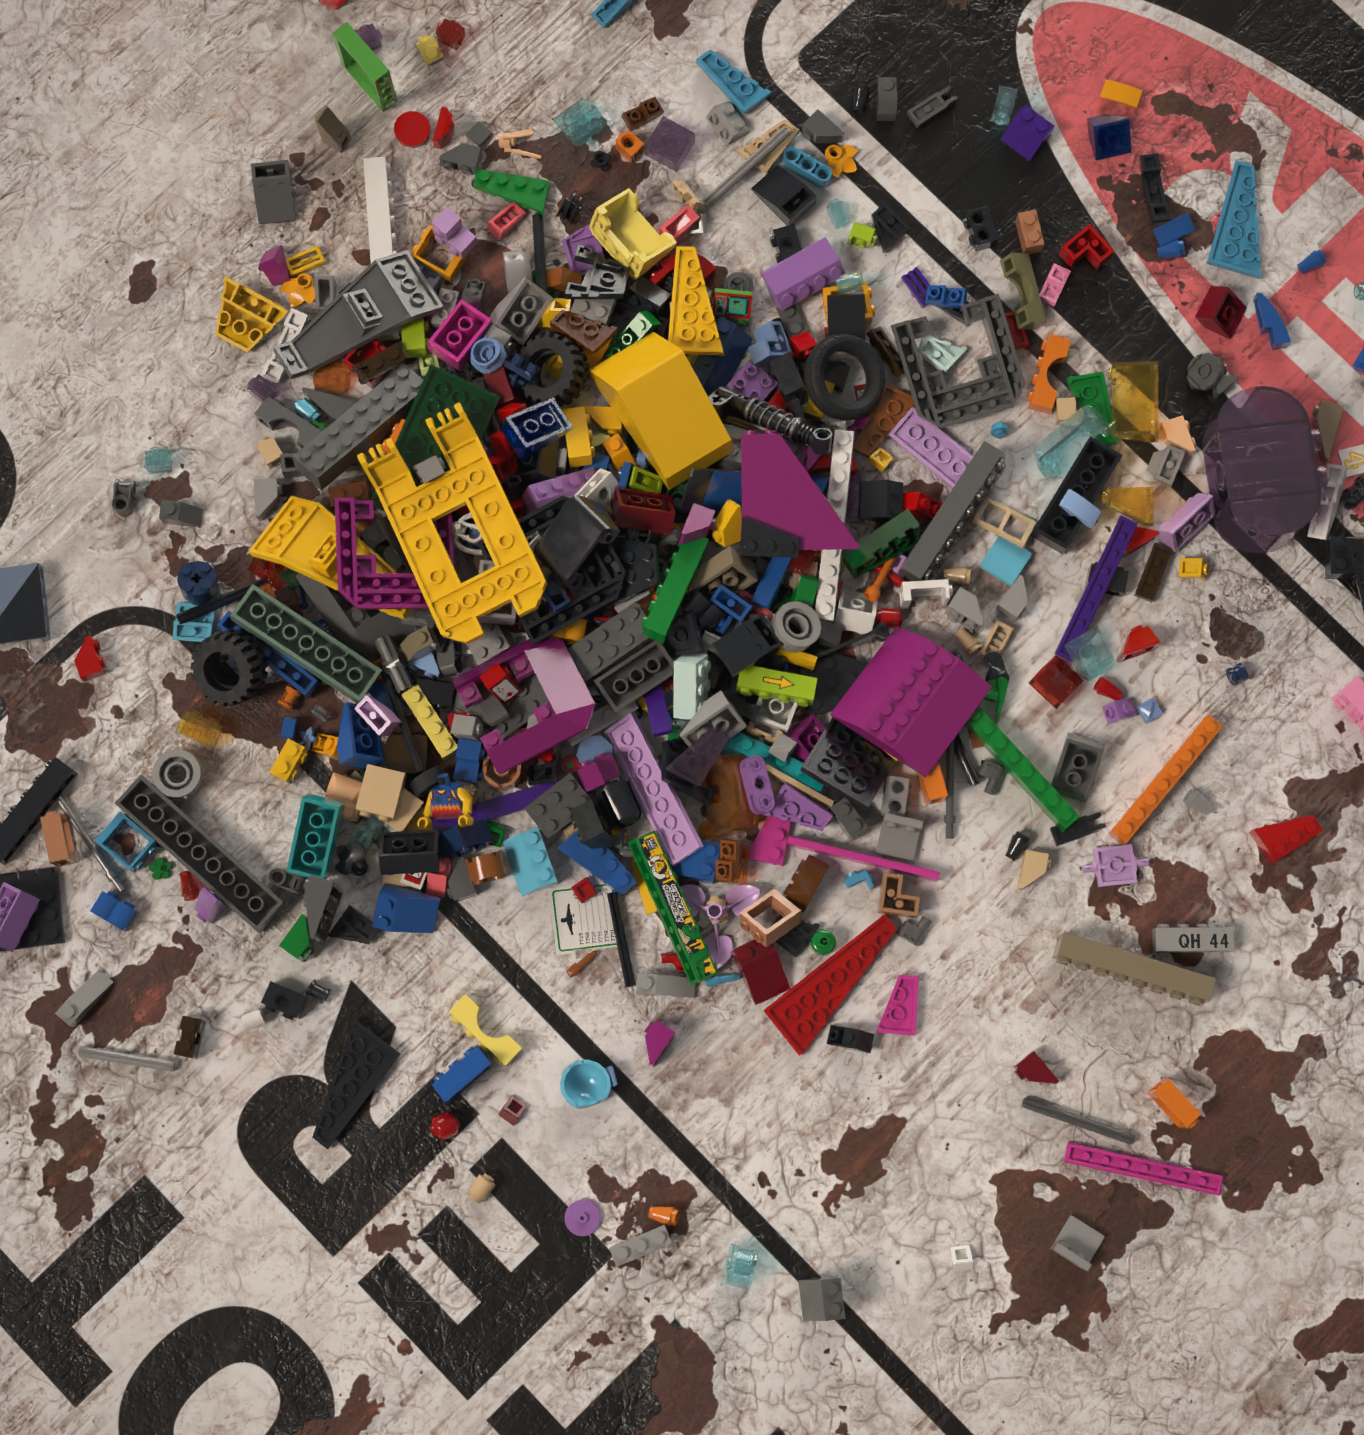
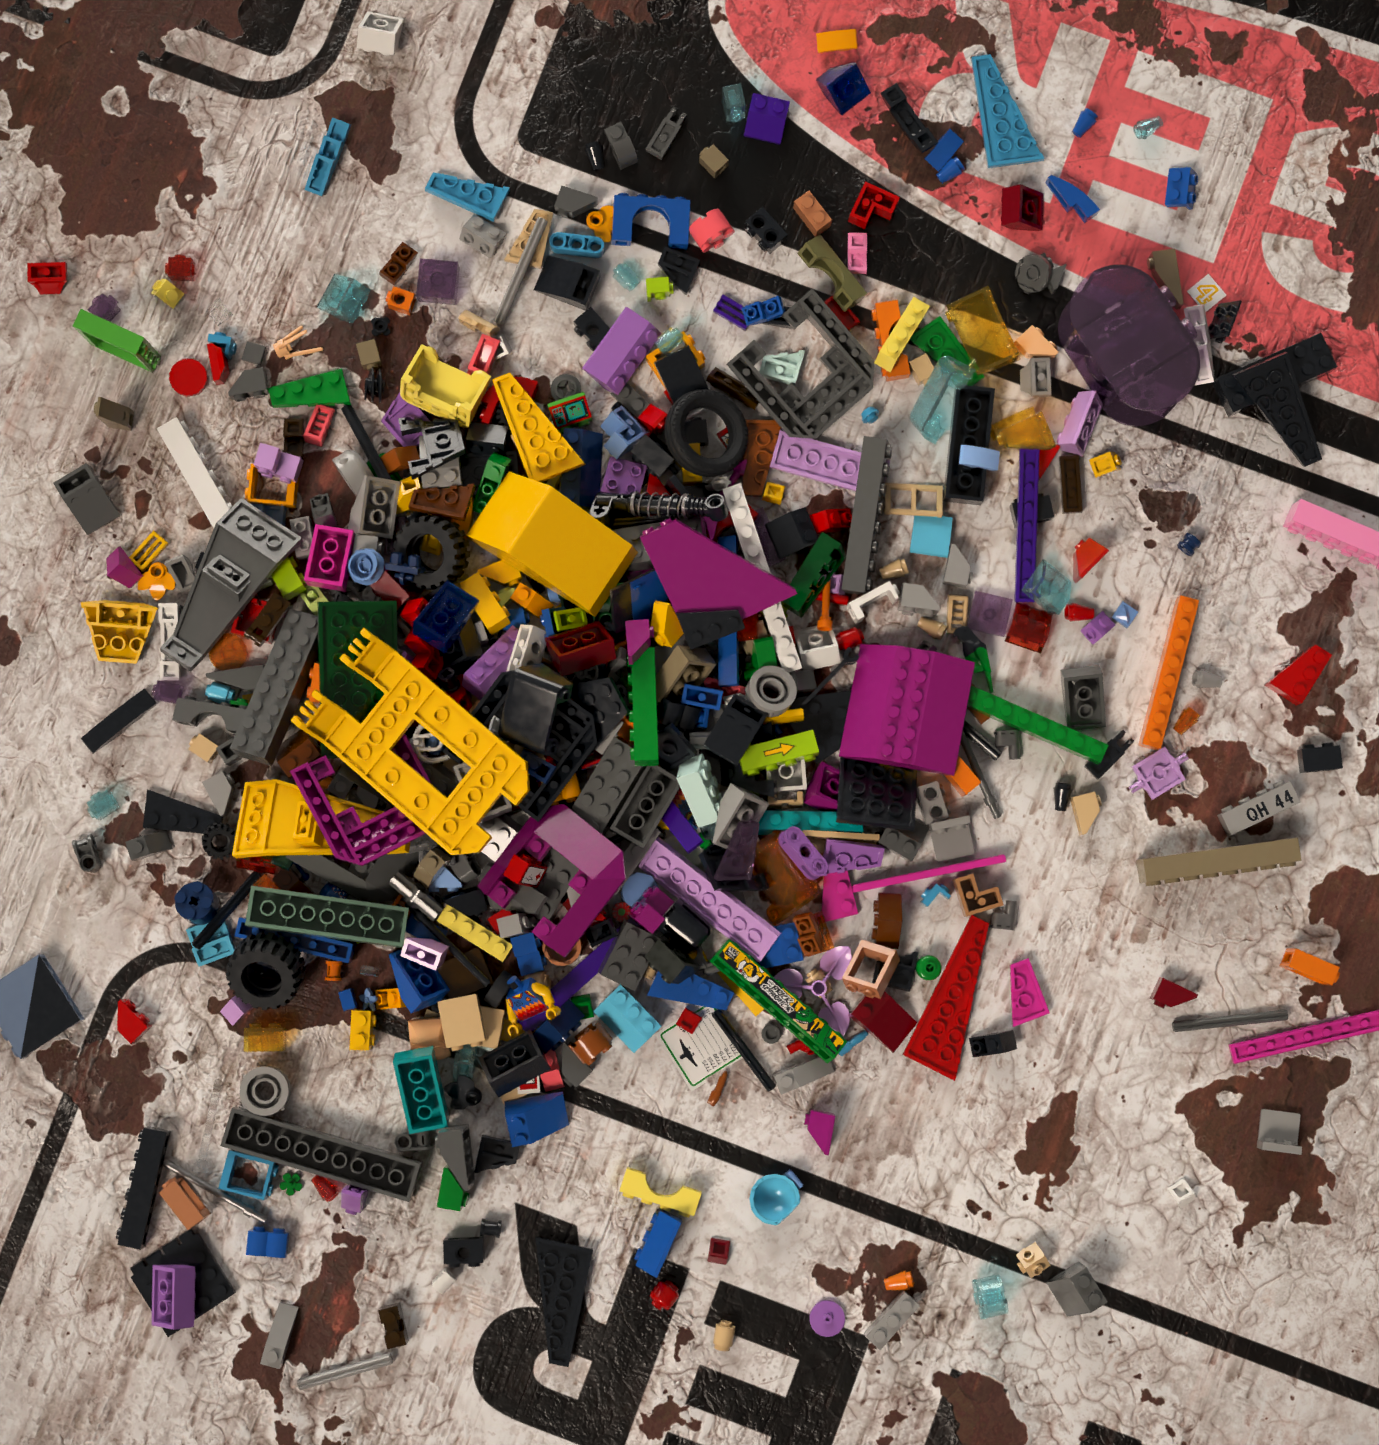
camera: 25 degrees left, 5 degrees up
(187, 692) = (235, 1010): none -> lavender slope
(206, 394) = (118, 721): none -> black slope
(216, 499) = (174, 815): none -> black wing
(236, 529) = (211, 832): none -> black tyre
(429, 469) = (364, 701): light grey brick -> none
(458, 112) = (221, 340): none -> dark azure bracket
(479, 219) = (293, 436): none -> dark brown slope
(579, 179) = (369, 354): none -> dark tan brick
(653, 936) = (771, 1033): none -> dark grey tile
(783, 747) = (810, 807): light grey slope -> none
(794, 1252) = (1032, 1260): none -> tan brick
(868, 154) = (675, 211): none -> blue arch
(932, 206) = (711, 230): none -> coral brick
(962, 148) = (713, 160): none -> dark tan brick
(1026, 653) = (989, 613): none -> clear purple plate
(1052, 374) = (901, 334): none -> light yellow arch
(1162, 830) = (1186, 720): none -> clear orange cone
(1270, 921) = (1320, 758): none -> black brick

